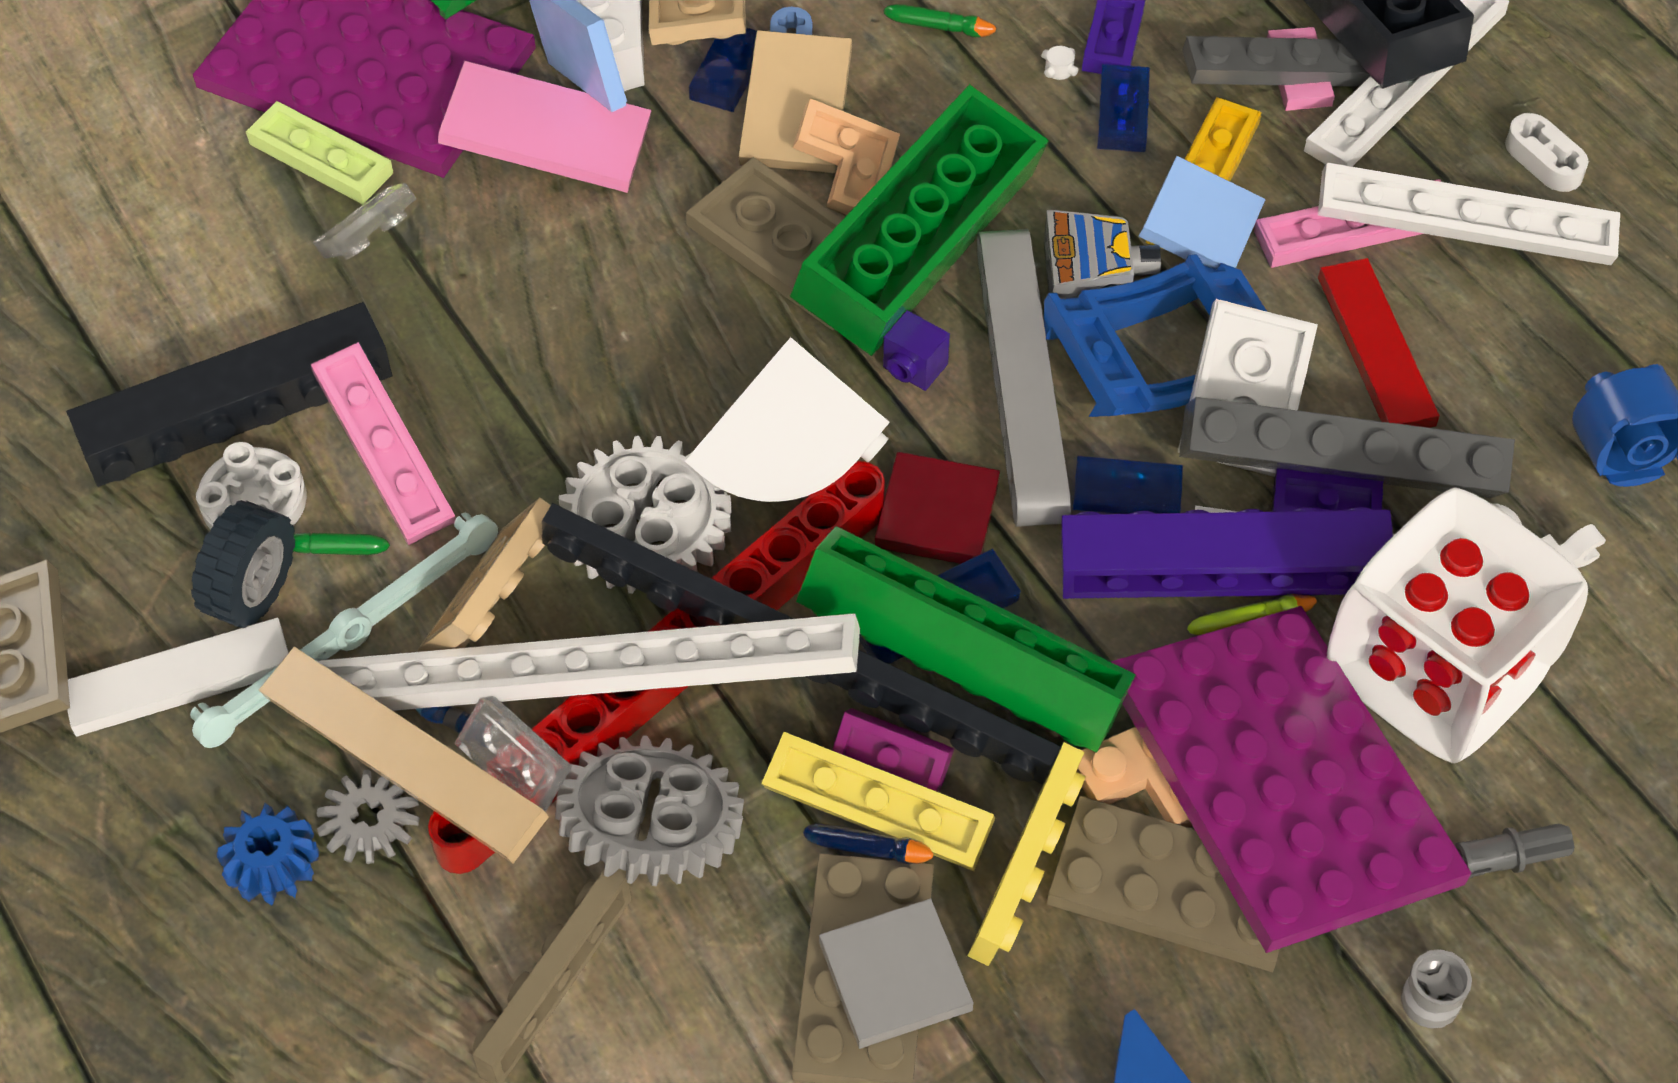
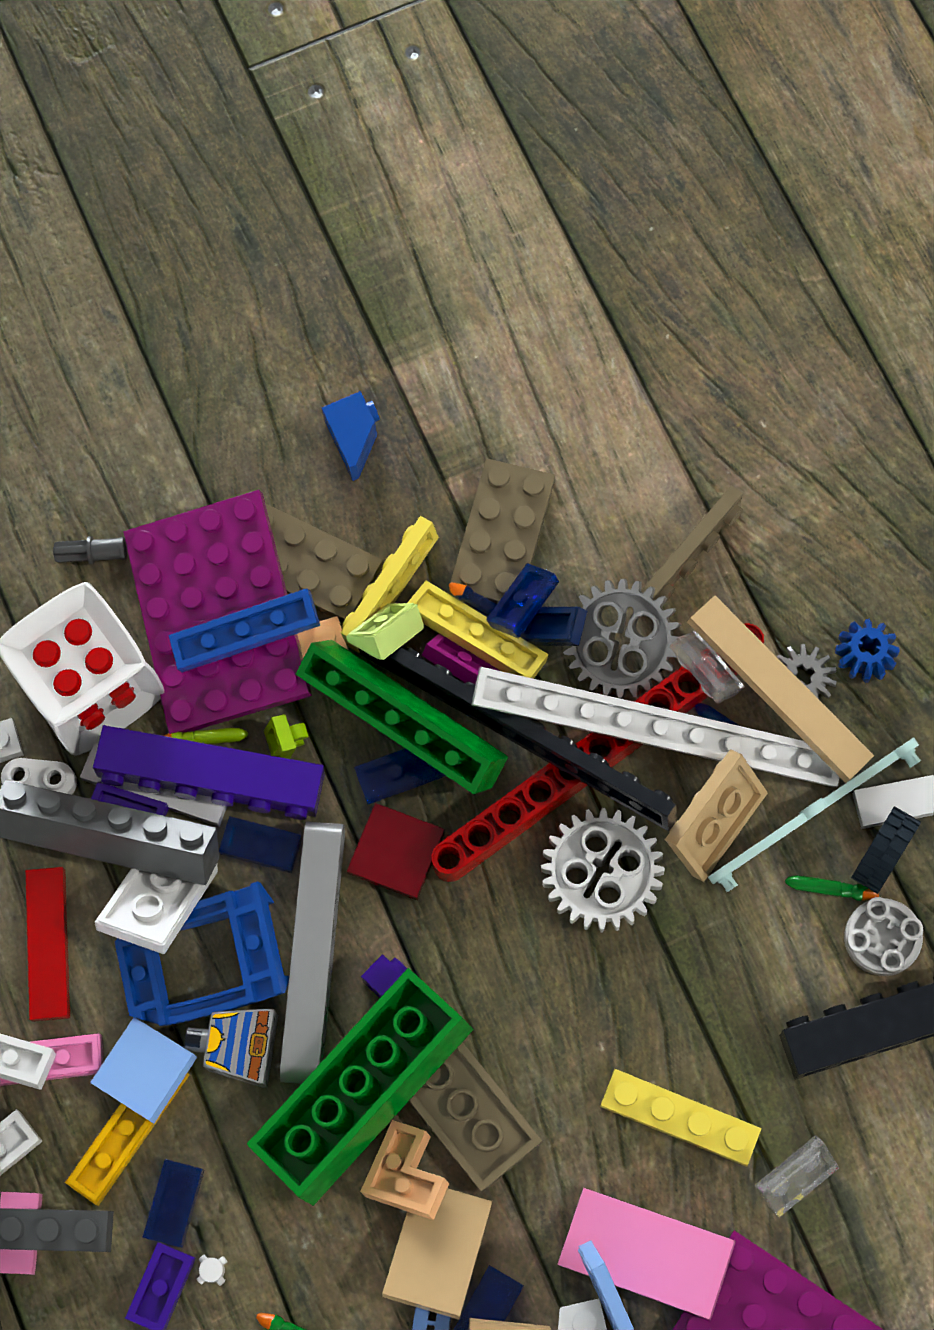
camera: 165 degrees left, 15 degrees up
(319, 152) = (834, 1261): yellowish green plate -> none
(383, 443) = (787, 953): bright pink tile -> none
(515, 270) = (681, 1117): none -> light yellow plate
(758, 810) = (556, 626): none -> dark blue tile
(789, 432) = (492, 903): white brick -> none
(811, 837) = (522, 600): none -> clear blue plate
(895, 973) = (485, 512): light grey tile -> none
(1014, 758) = (387, 629): none -> yellowish green slope
(1130, 618) = (284, 738): none -> lime tile
(1227, 714) = (244, 630): none -> blue plate
(1443, 977) = (168, 460): light grey wheel -> none

